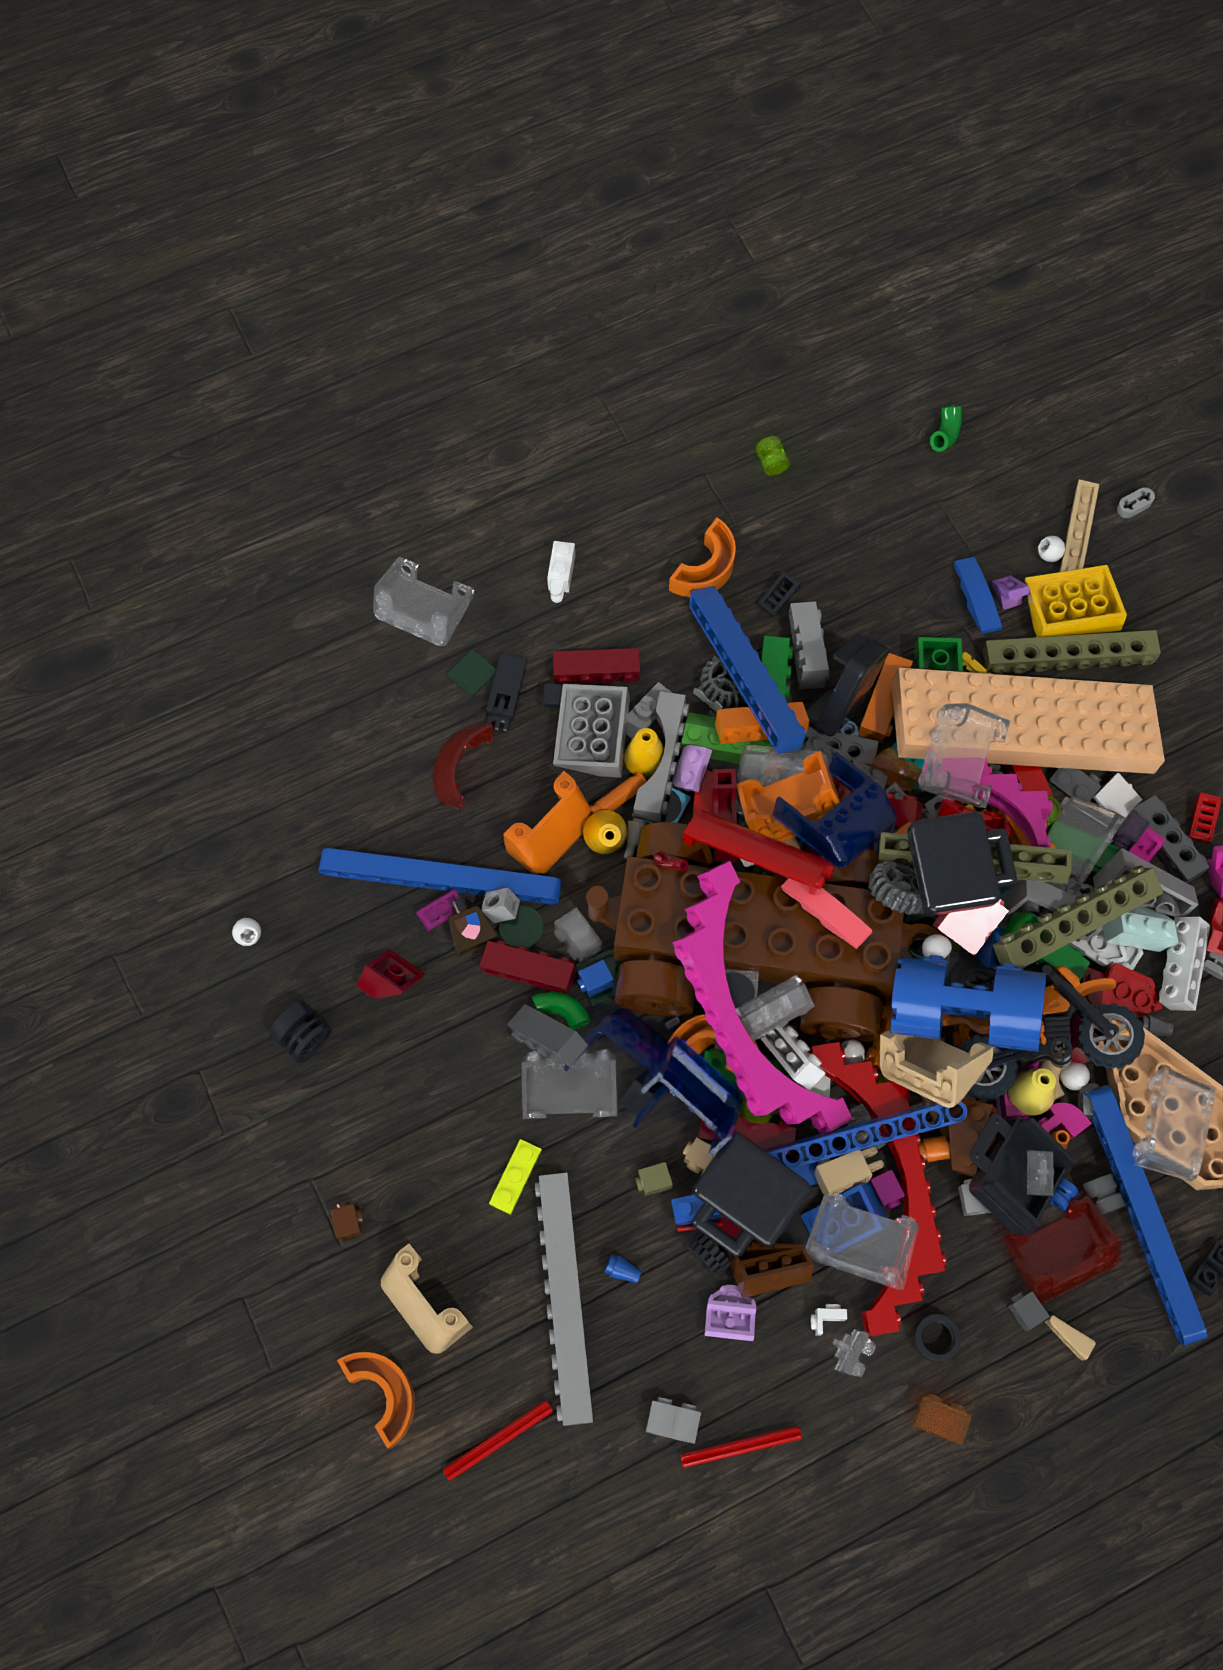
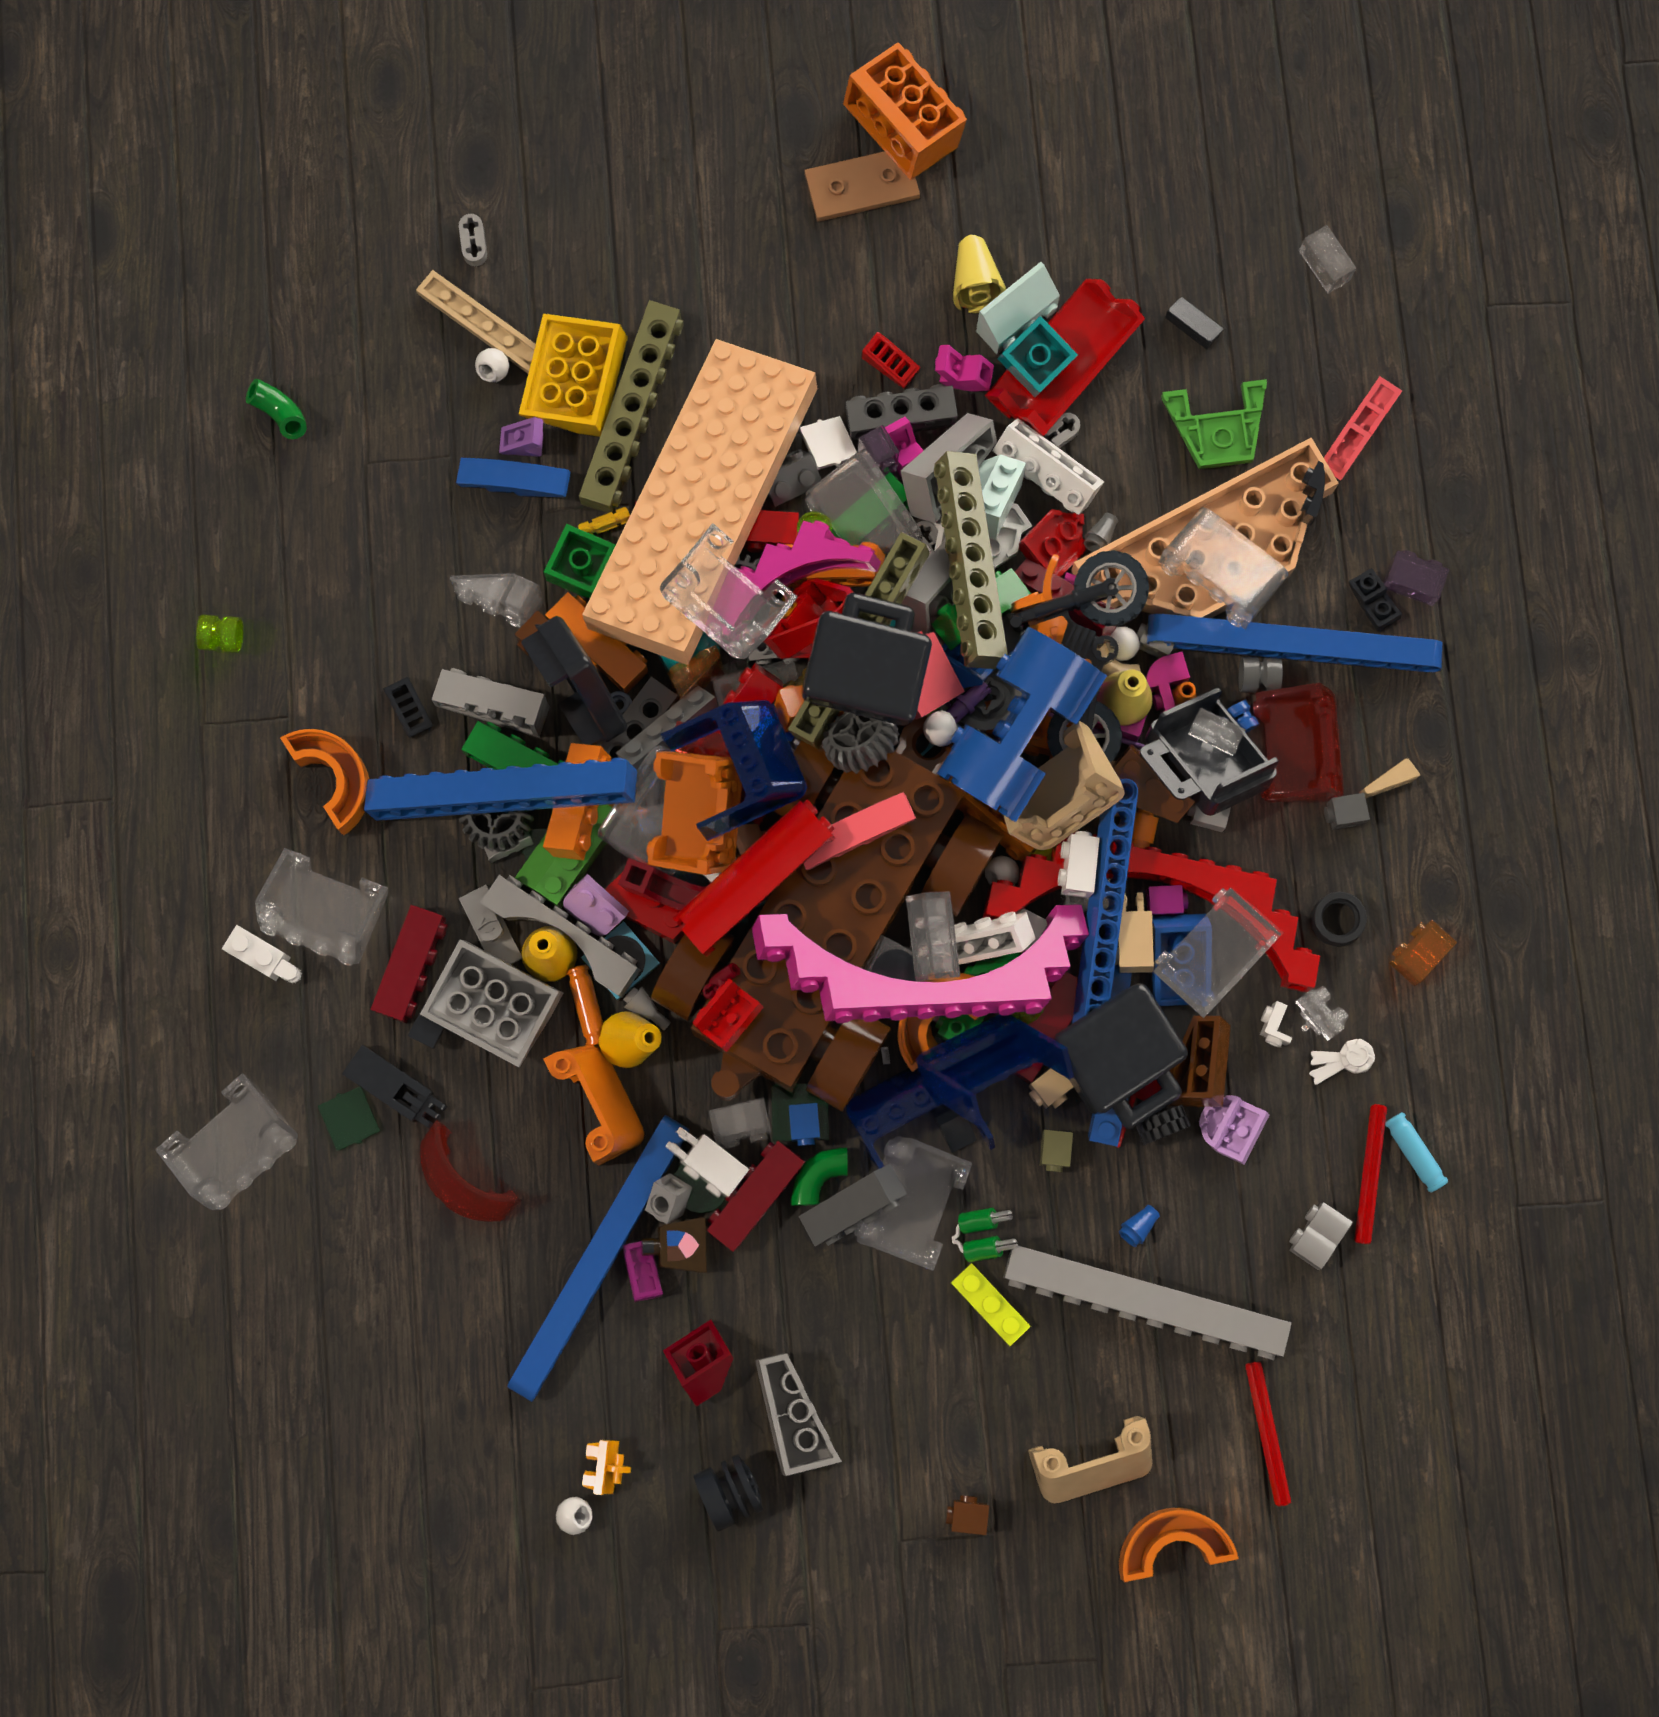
camera: 70 degrees left, 10 degrees up
(290, 941) = (608, 1468): none -> light orange hips
(369, 1061) = (794, 1424): none -> light grey wedge
(538, 922) = (710, 1163): none -> white hinge
(557, 1154) = (979, 1221): none -> green piece
(609, 592) = (318, 910): none -> clear windscreen
(646, 871) = (727, 1015): none -> red bracket
(774, 1478) = (1416, 1152): none -> medium azure axle
(830, 1395) = (1354, 1056): none -> white piece
(882, 1102) = (1079, 864): none -> white brick
(888, 617) = (500, 594): none -> clear slope
(967, 965) = (966, 702): none -> medium lavender pin

